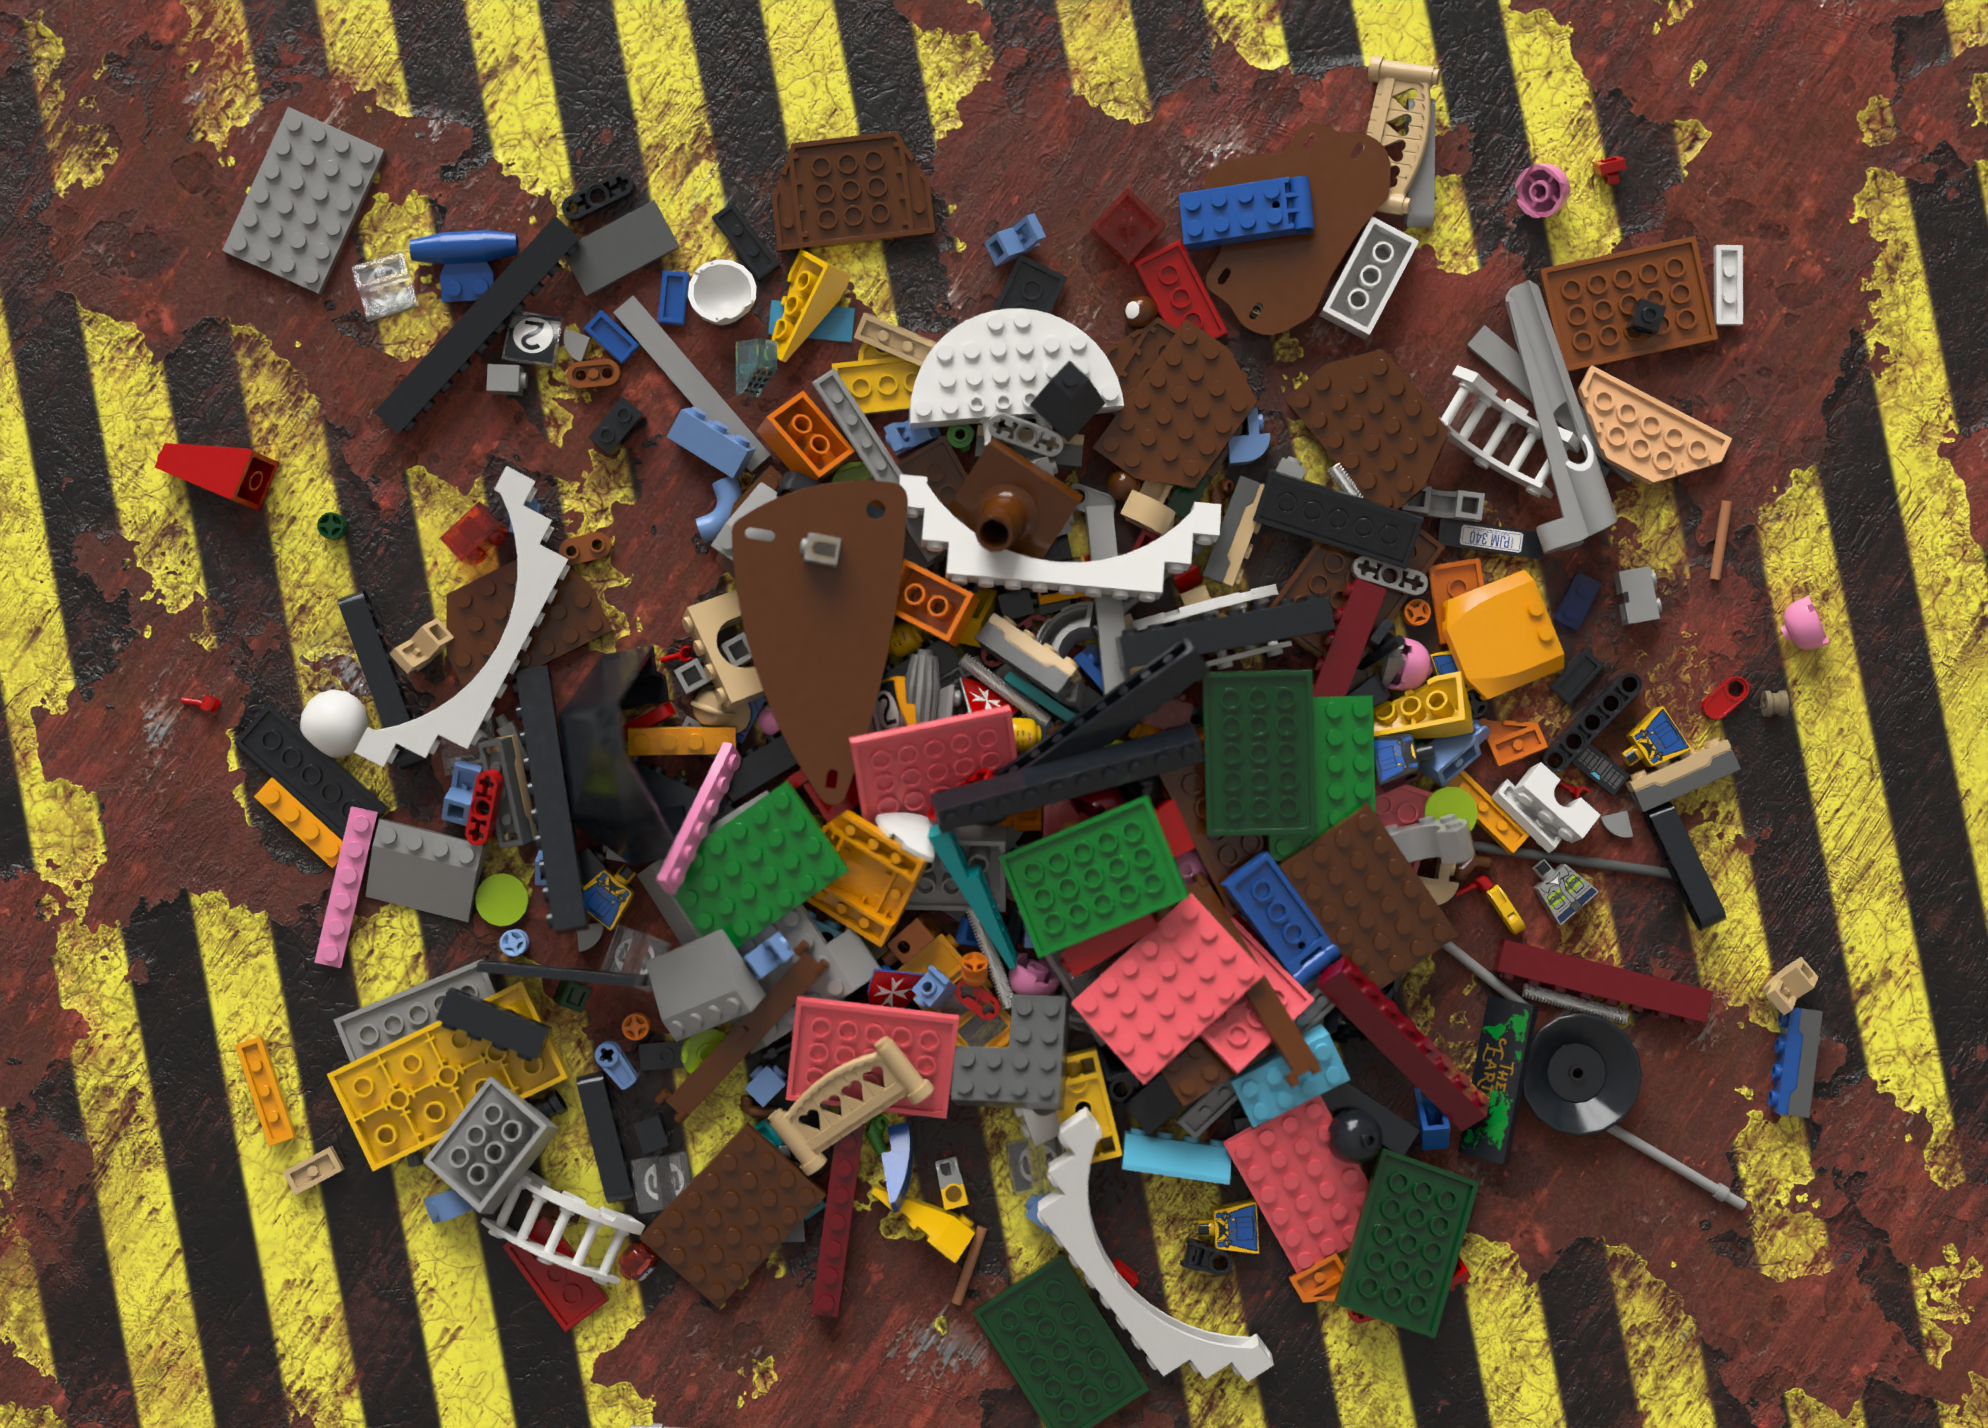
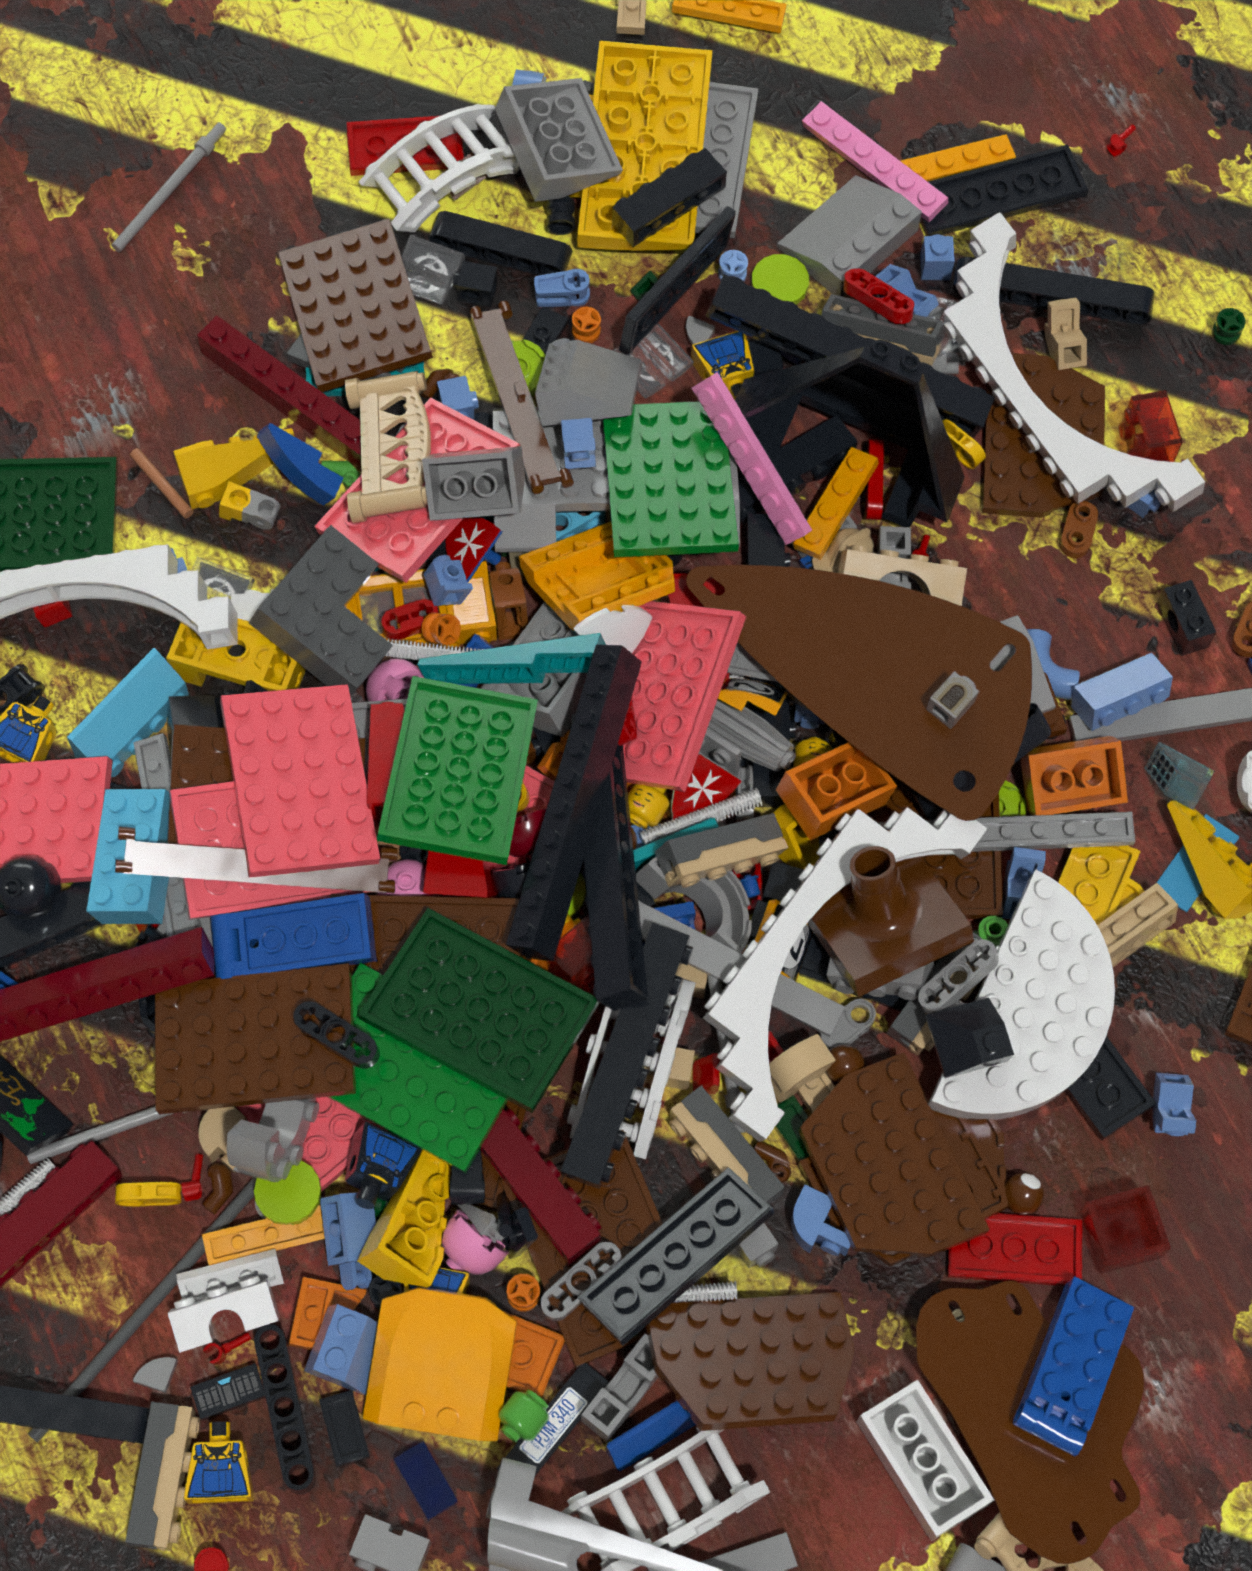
camera: 120 degrees right, 20 degrees down
(334, 722) = (1040, 230): white cylinder -> none
(408, 787) = (937, 257): none -> medium blue brick
(568, 677) = (965, 447): none -> yellow piece
(637, 1261) = (367, 207): clear red head -> none
(854, 1010) = (474, 483): none -> light grey slope
(1032, 625) = (750, 885): none -> blue piece
(1333, 858) = (360, 1039): none -> black beam
(1463, 474) = (649, 1435): none -> blue slope
(1500, 560) = (523, 1416): none -> bright green head
(1530, 707) = (344, 1349): none -> medium blue slope
(1561, 890) = (127, 1266): torso -> none

